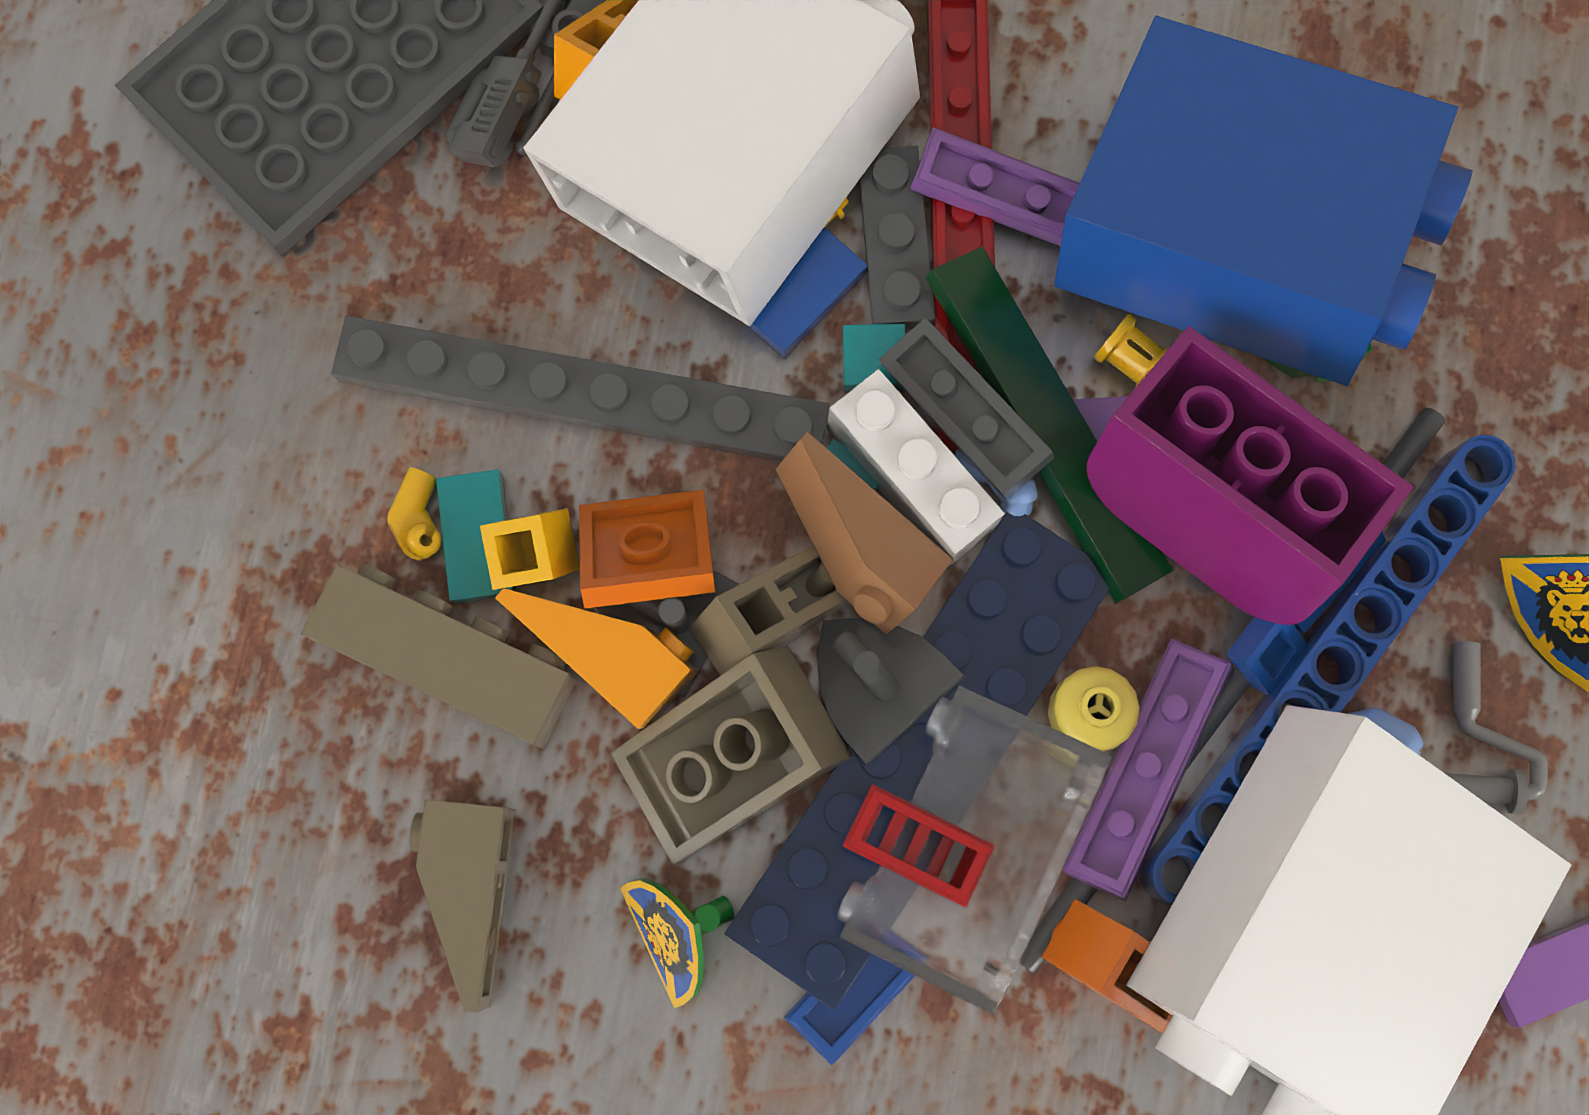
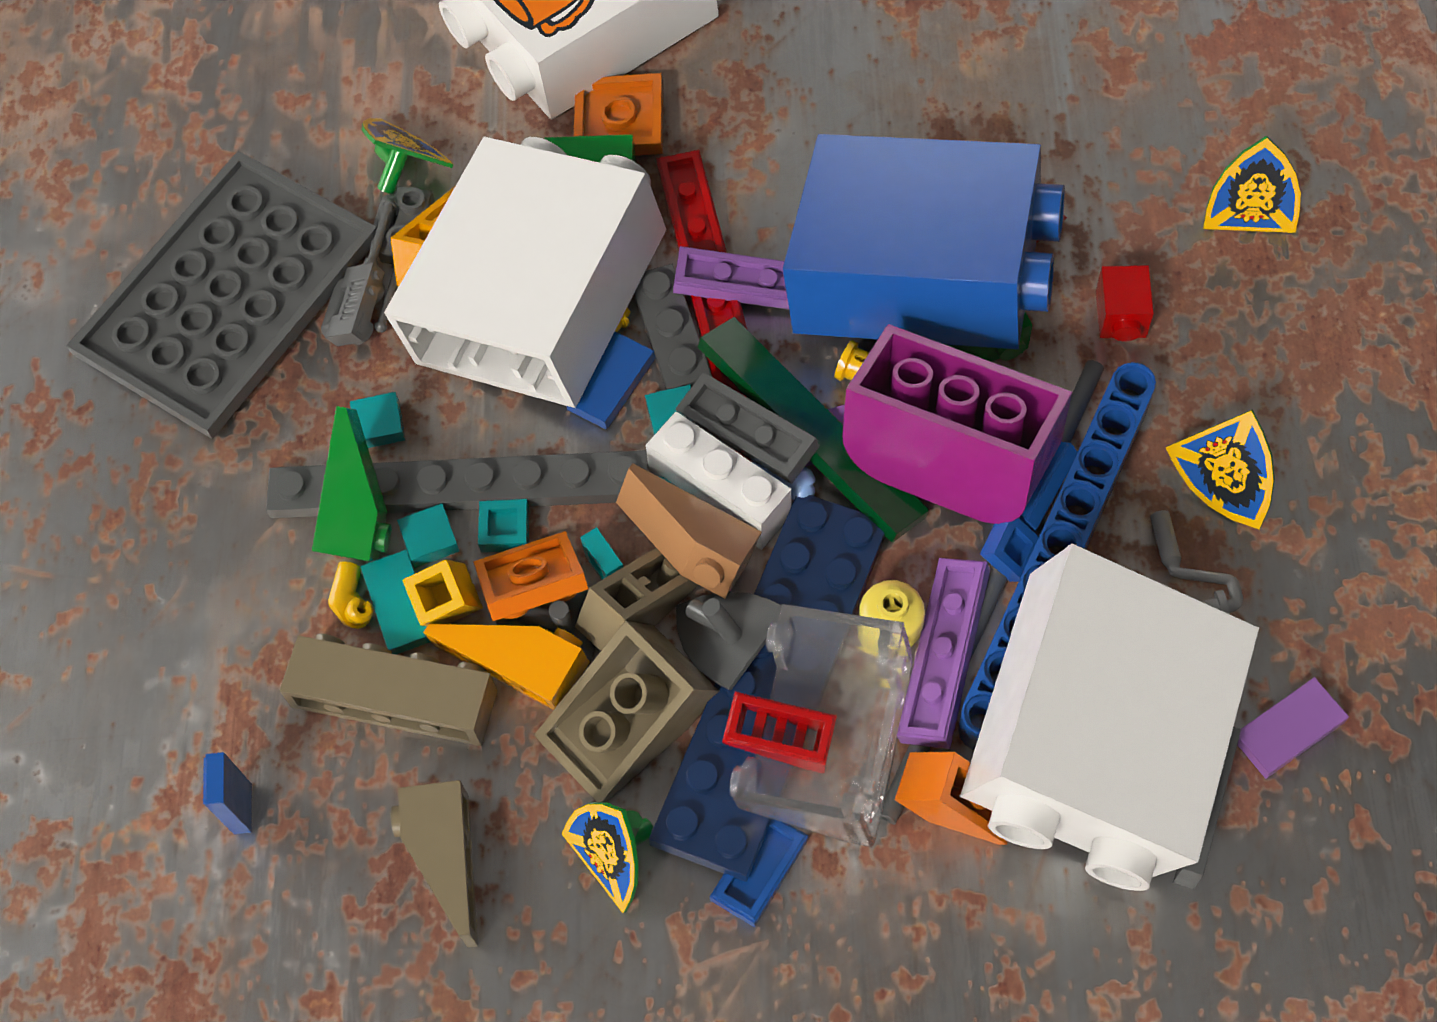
camera: 10 degrees left, 15 degrees down
(211, 756) = (227, 793): none -> blue tile
(438, 391) = (351, 501): none -> green slope
(495, 279) = (380, 419): none -> teal tile
(529, 453) = (428, 535): none -> teal tile
(627, 462) = (503, 525): none -> teal tile
(743, 542) = (600, 554): none -> teal tile
(1497, 340) = (1124, 302): none -> red brick

